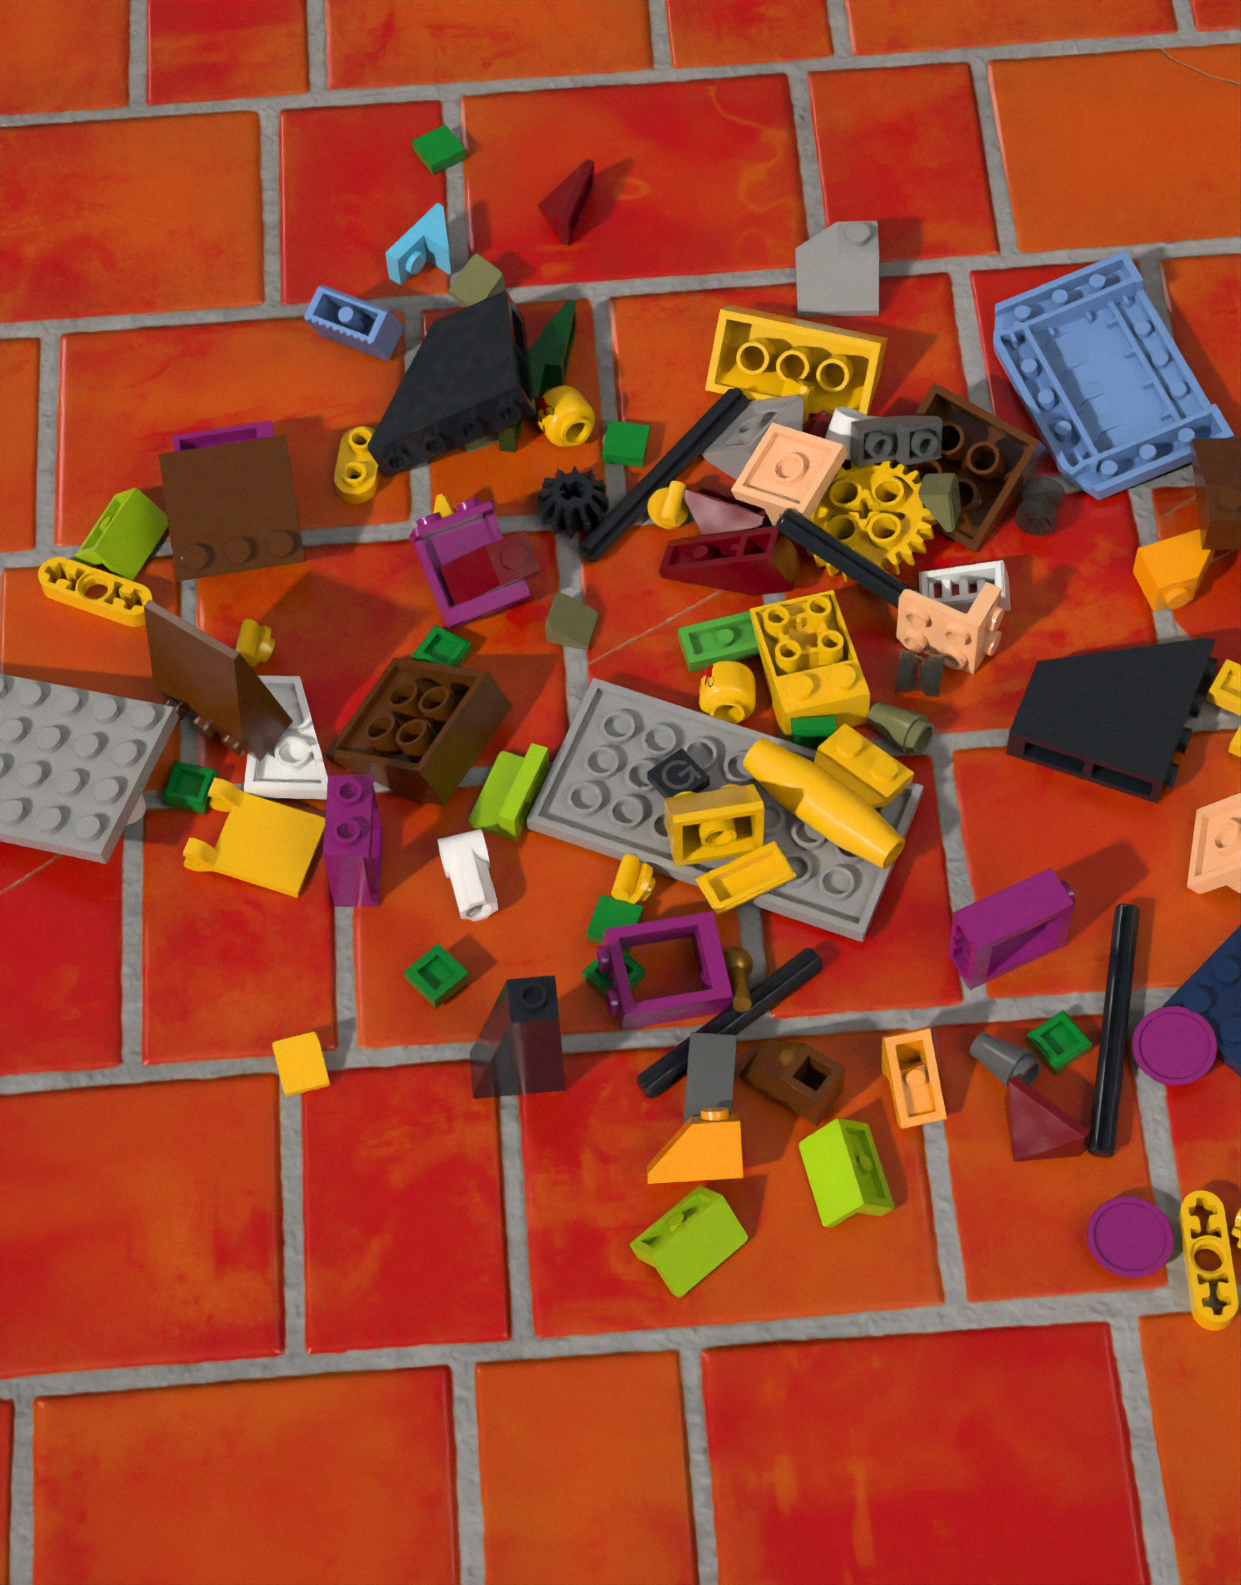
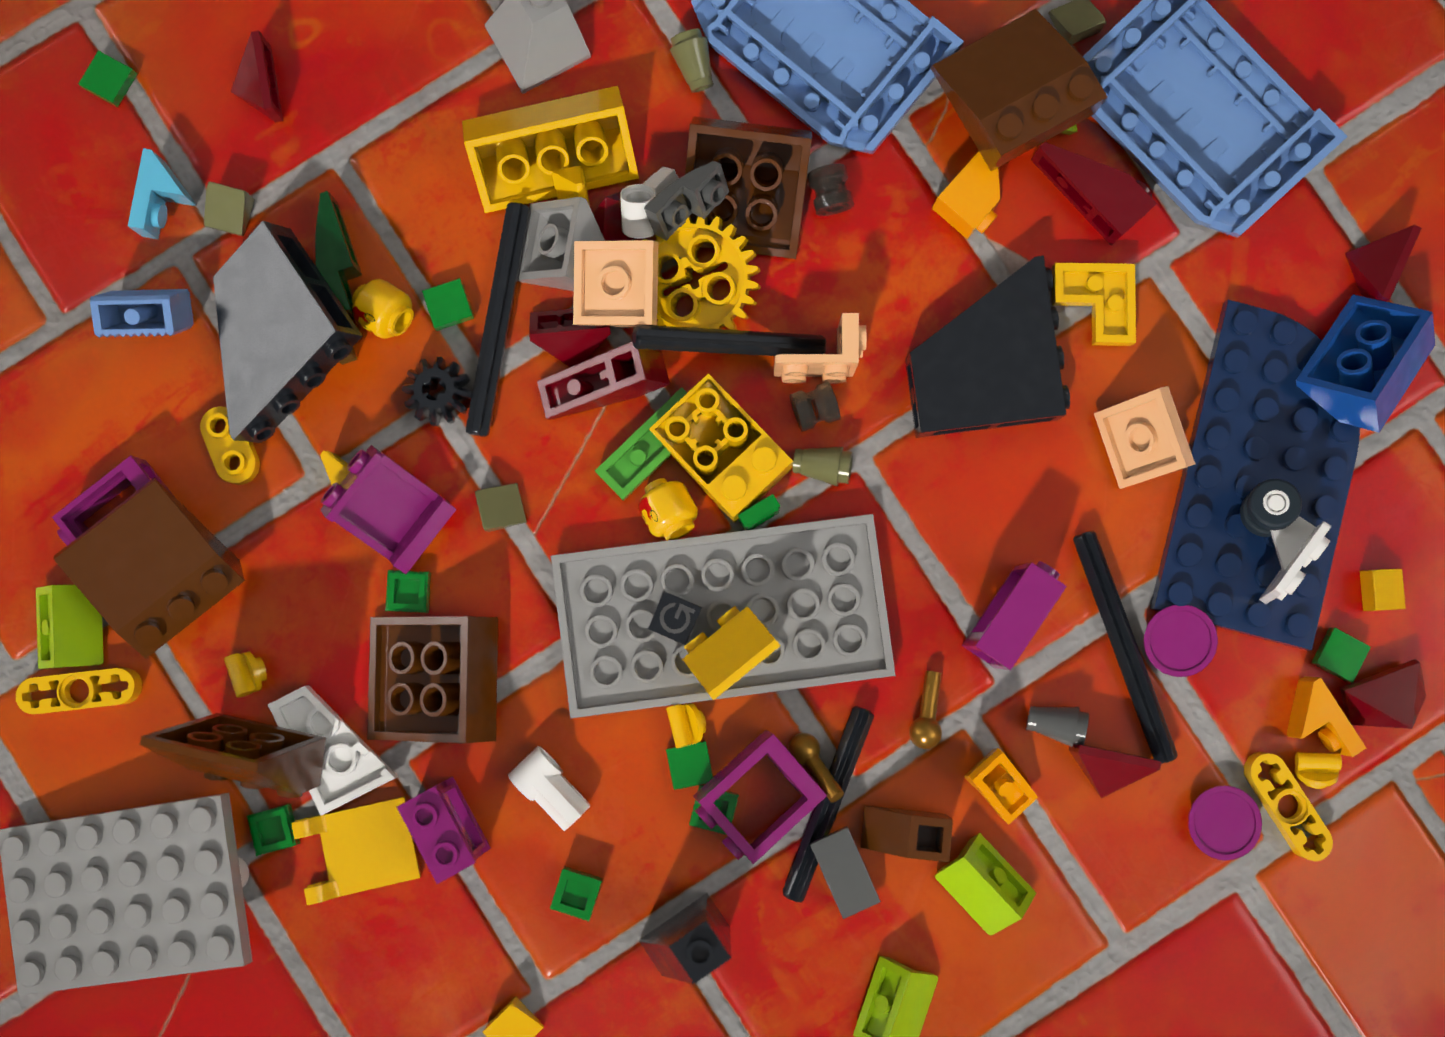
camera: 35 degrees left, 25 degrees up
(491, 568) = (410, 507): dark red slope -> none
(510, 792) = (539, 694): lime panel -> none
(668, 506) = (519, 352): yellow plate -> none
(701, 1150) = (868, 939): light orange slope -> none
(745, 878) = (779, 682): yellow tile -> none
(837, 790) = (812, 564): yellow plate -> none
(866, 1002) = (925, 730): none -> pearl gold bar
(942, 498) = (752, 235): olive slope -> none
(971, 347) = (693, 59): none -> olive cone
(979, 574) = (827, 273): white slope -> none
(1058, 1042) = (1087, 680): green tile -> none

